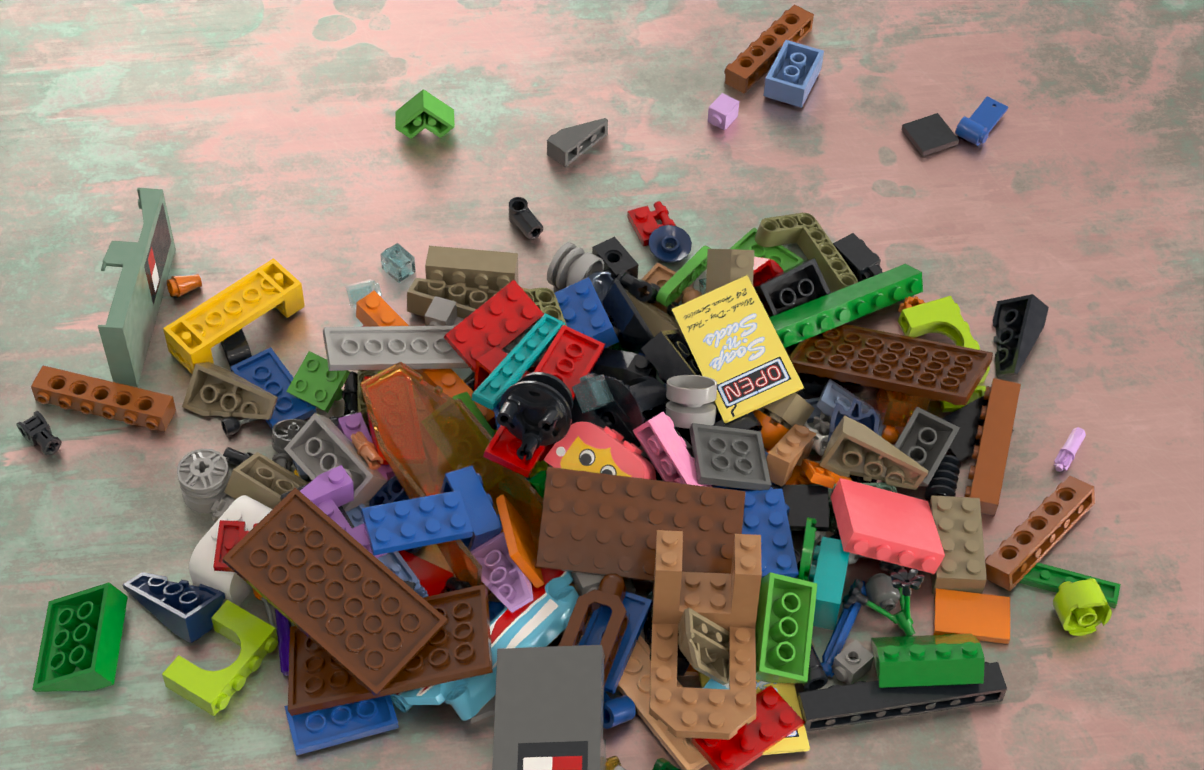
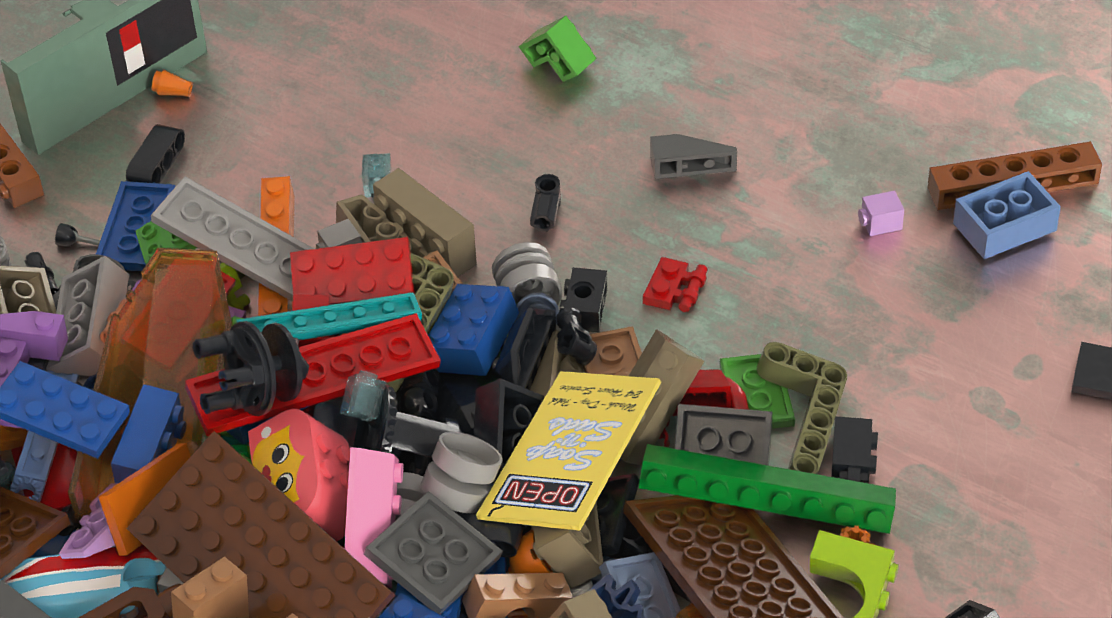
camera: 45 degrees right, 5 degrees down
(225, 394) = (87, 200): dark tan wedge -> none
(230, 310) = (168, 126): yellow plate -> none
(361, 289) = (310, 184): clear light blue brick -> none
(672, 237) = (662, 305): dark blue dish -> none
(683, 278) = (633, 348): bright green beam -> none

